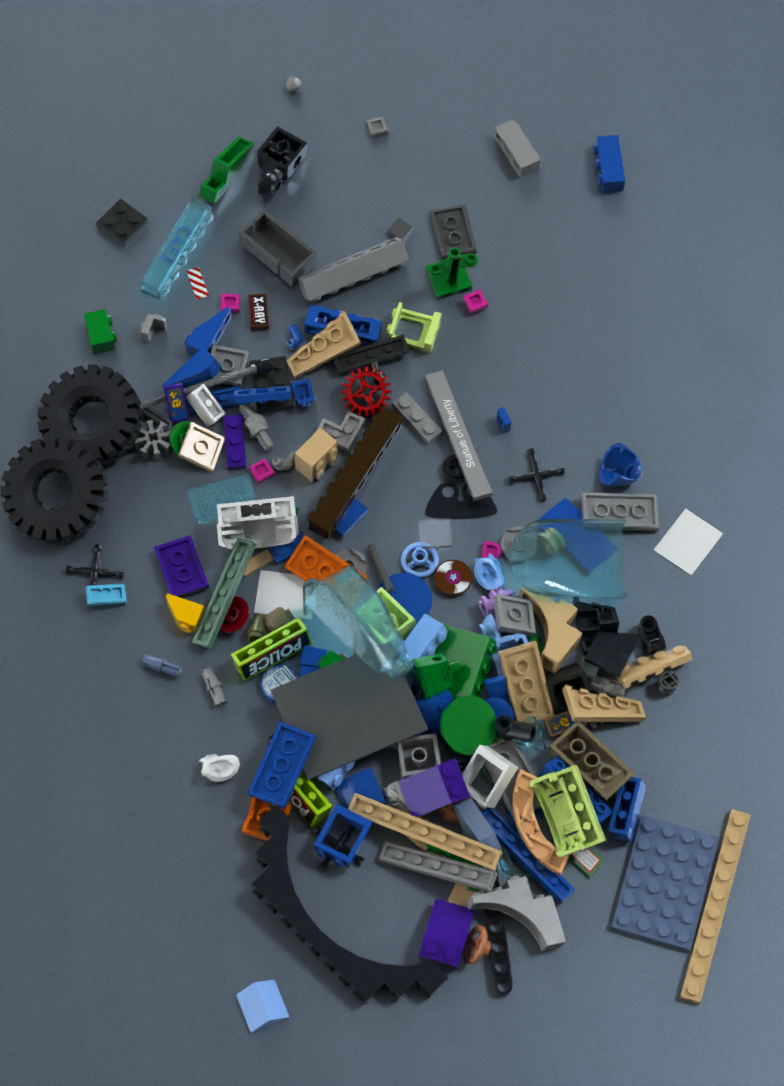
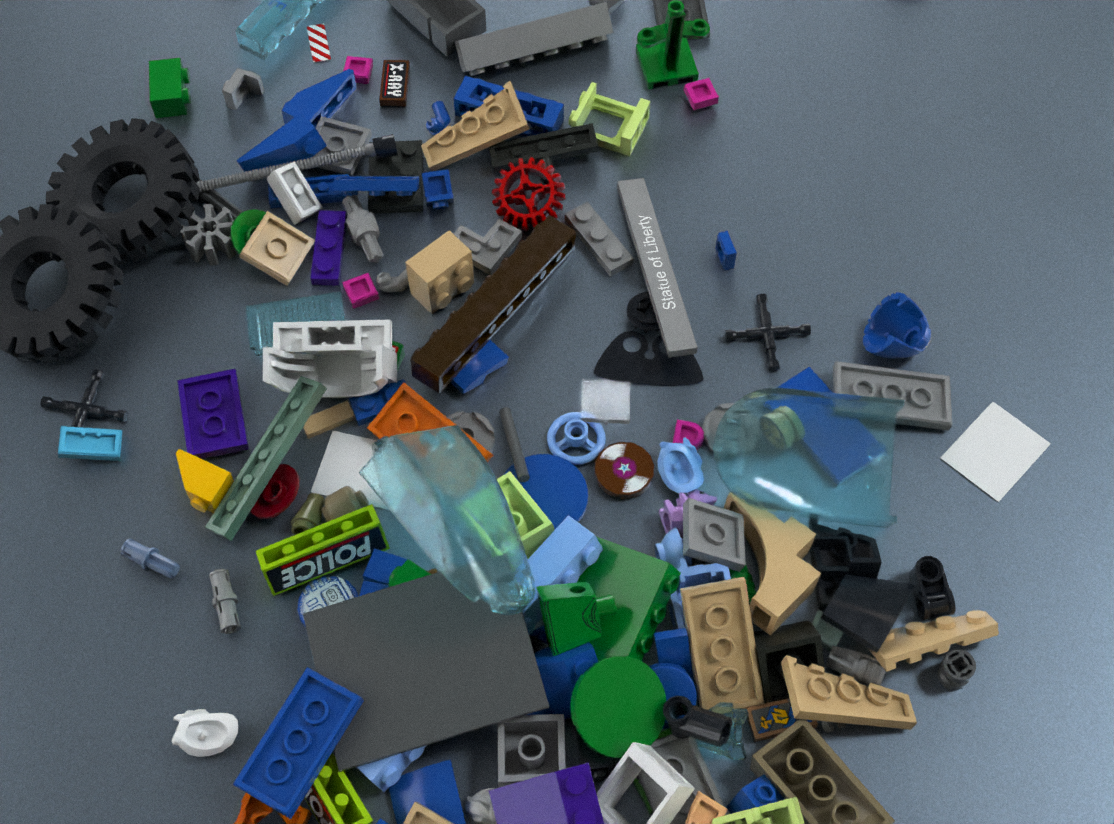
camera: 10 degrees right, 5 degrees down
(176, 402) = (252, 184): tile -> none

